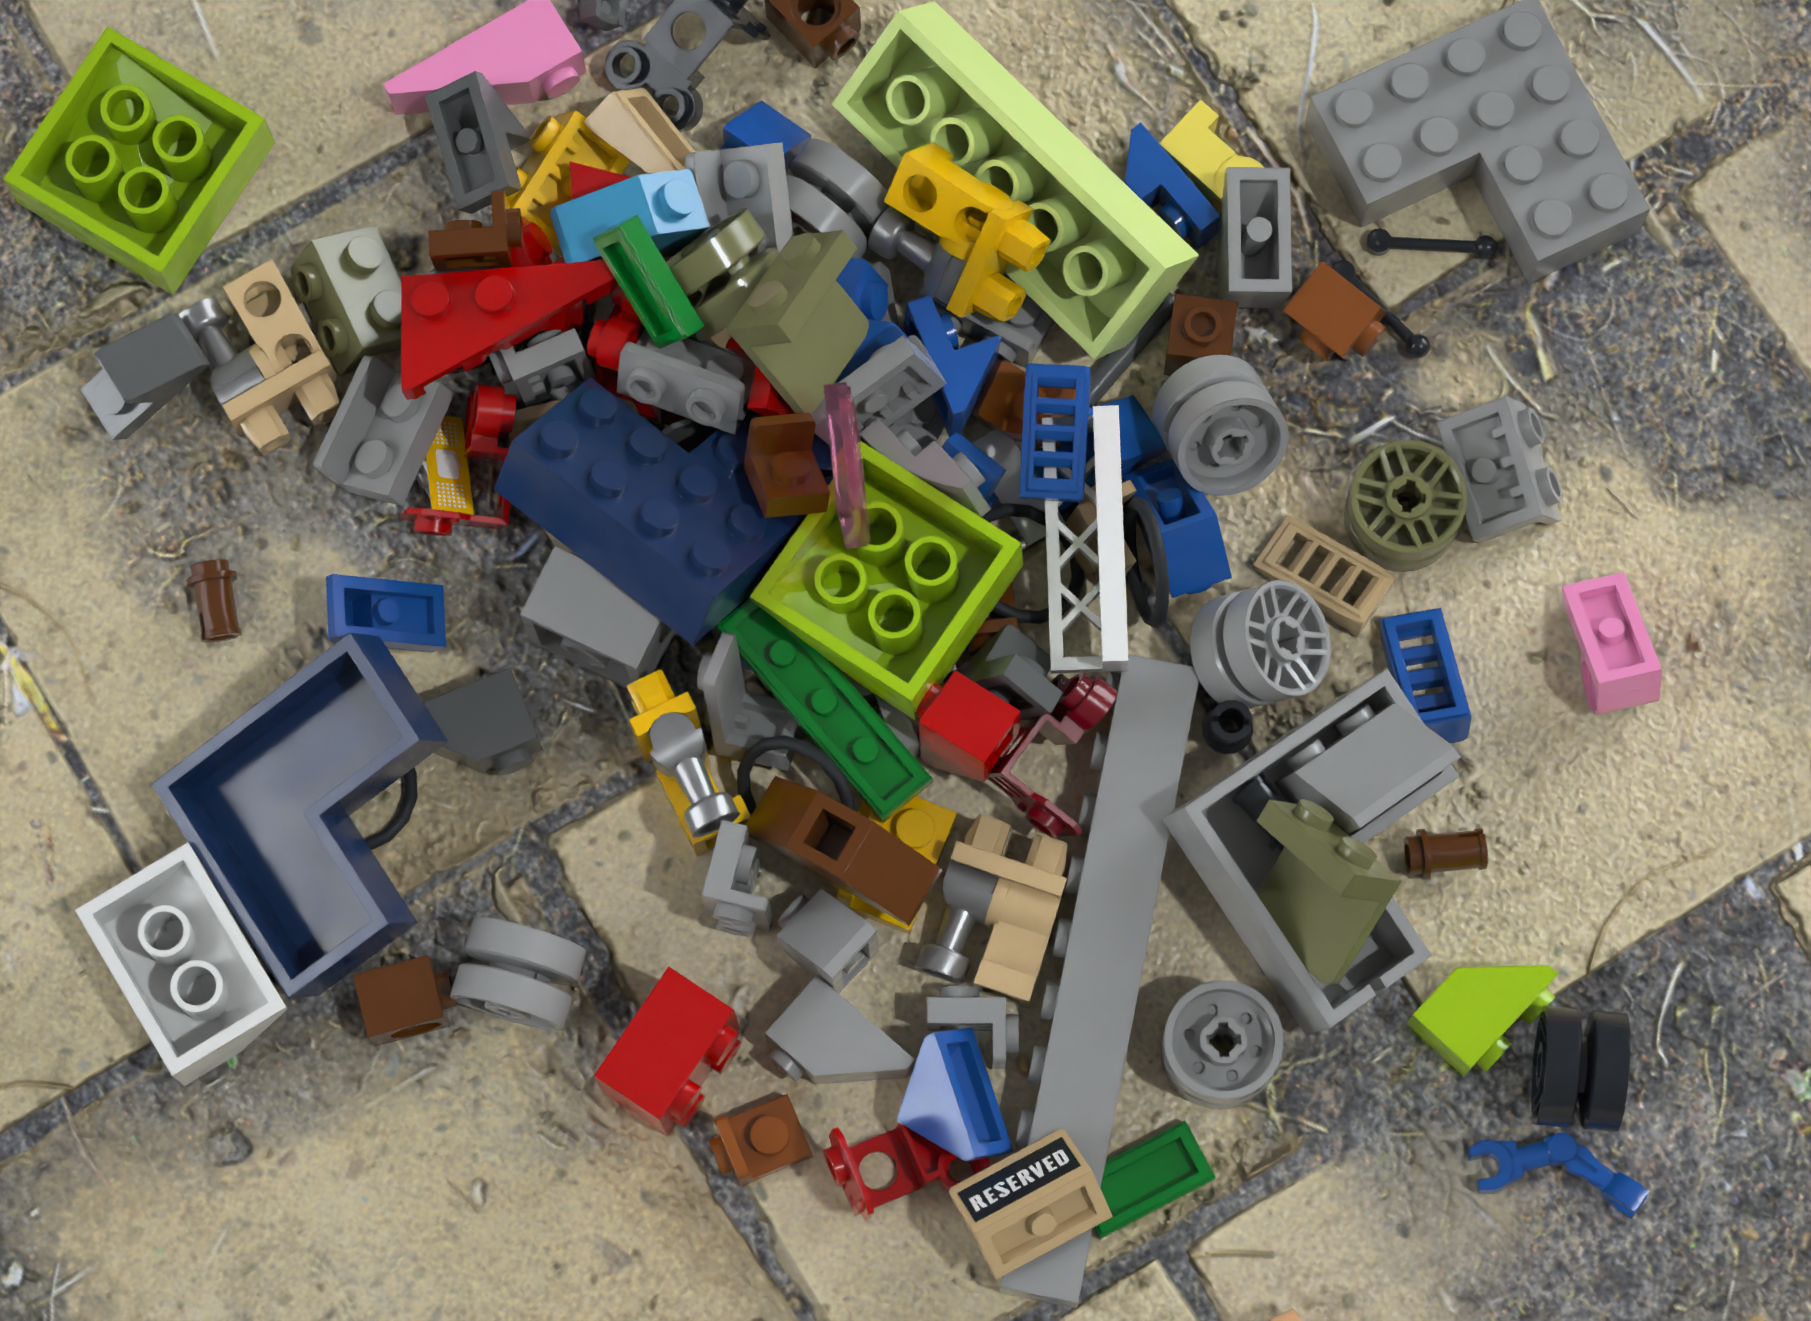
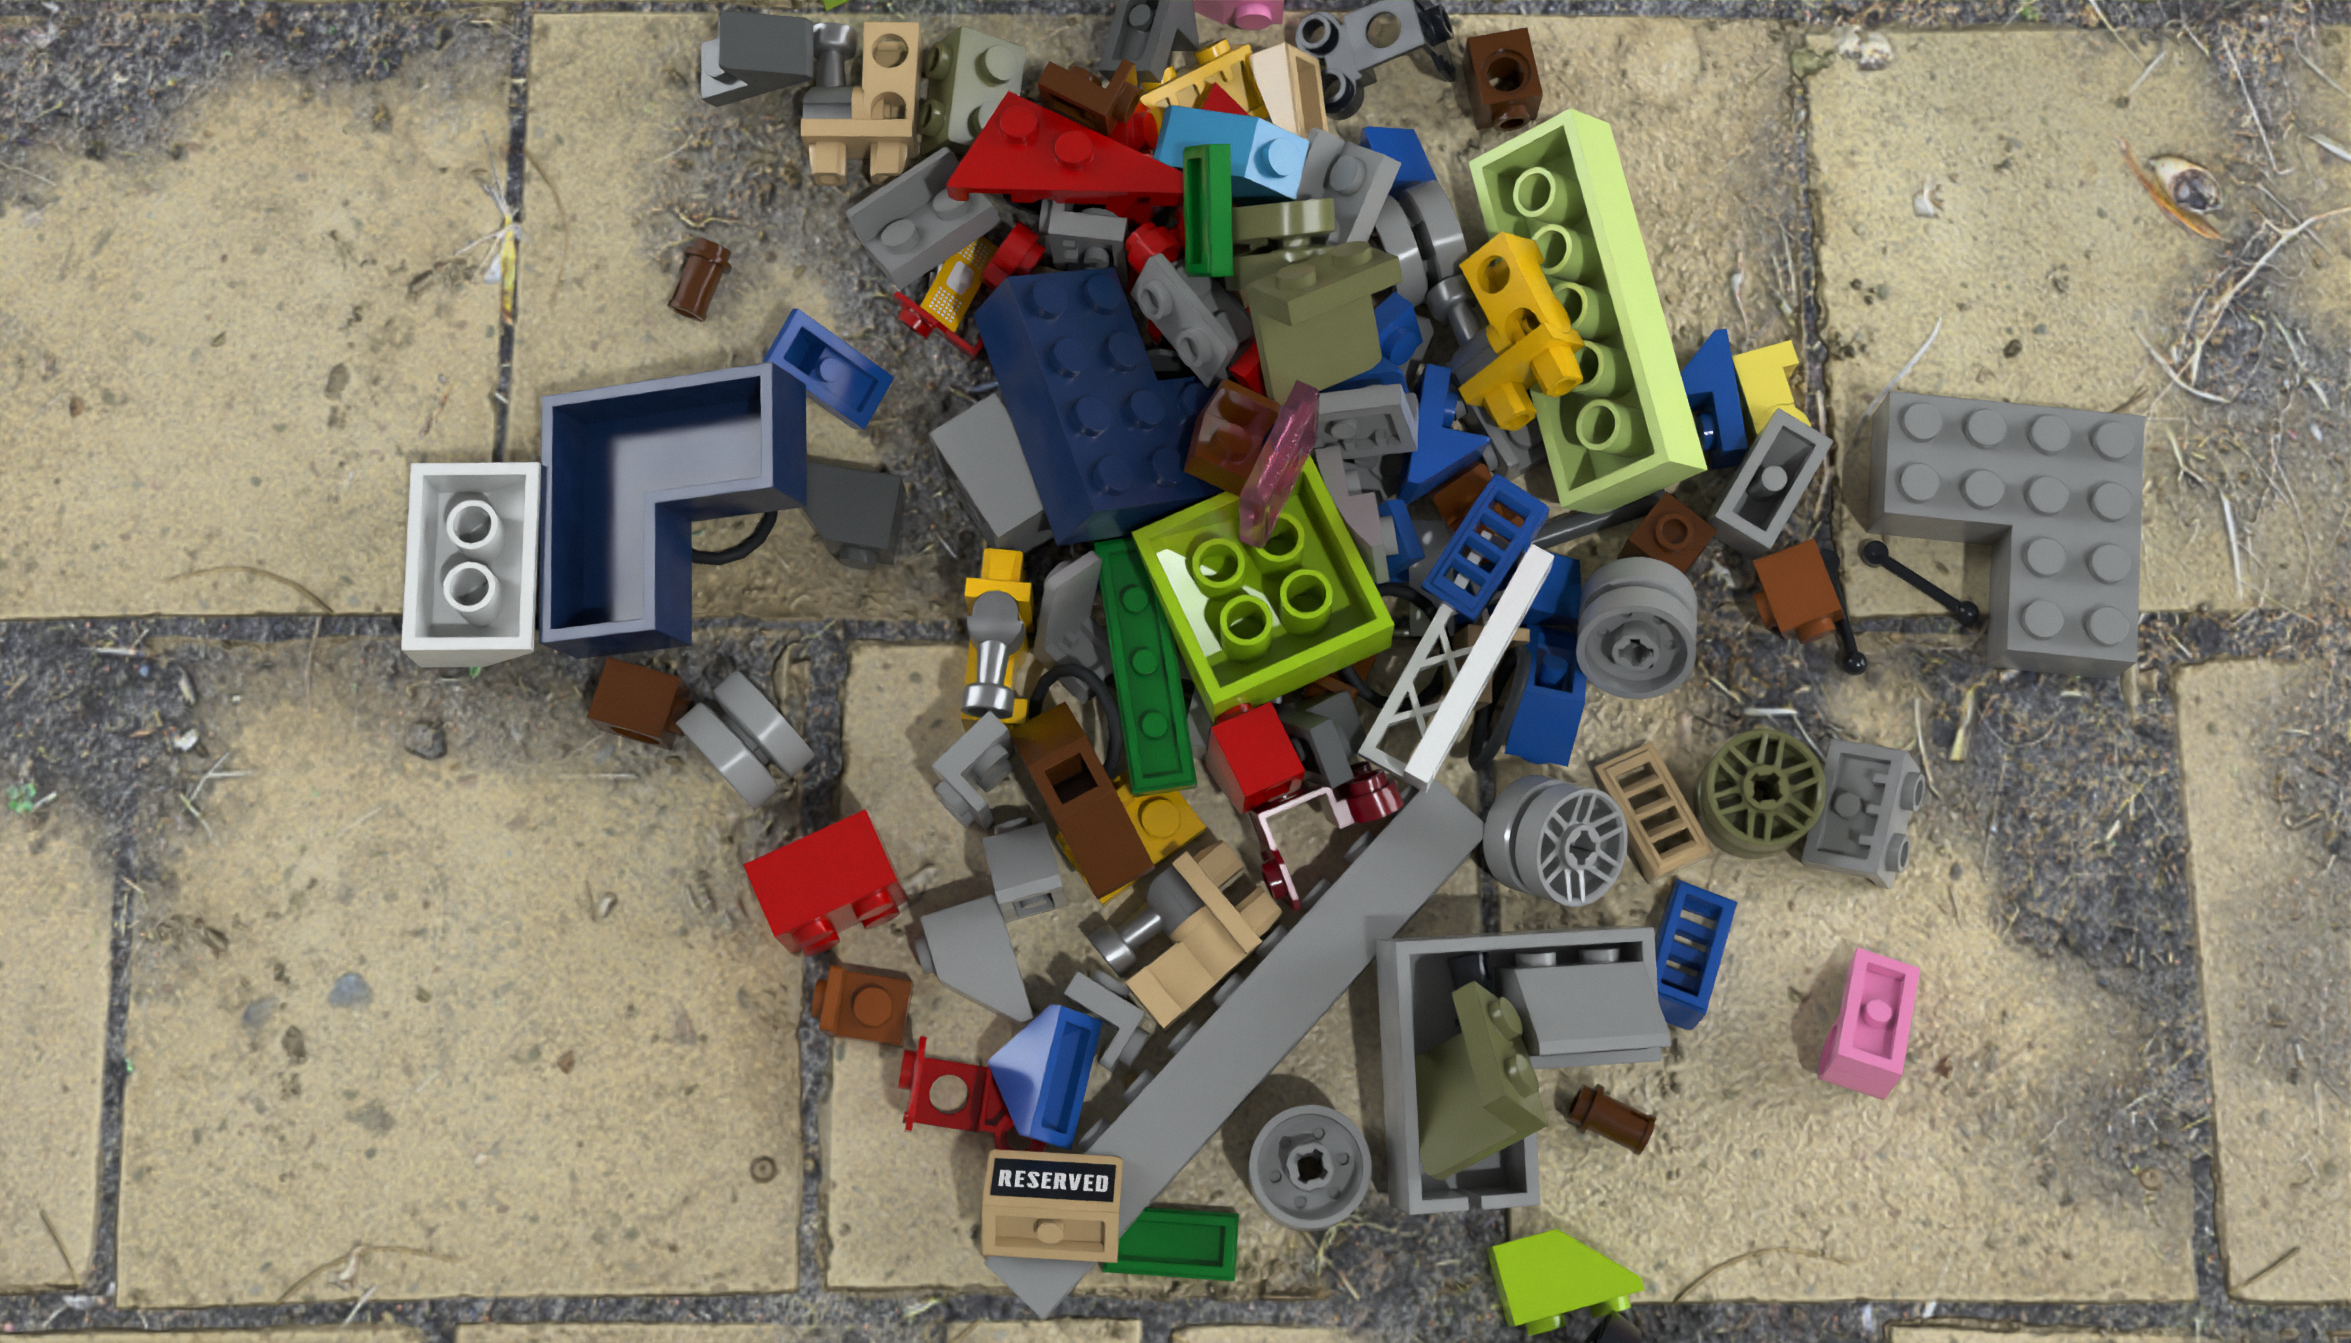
camera: 30 degrees right, 0 degrees up
(1223, 741) = (1474, 906): black pin -> none

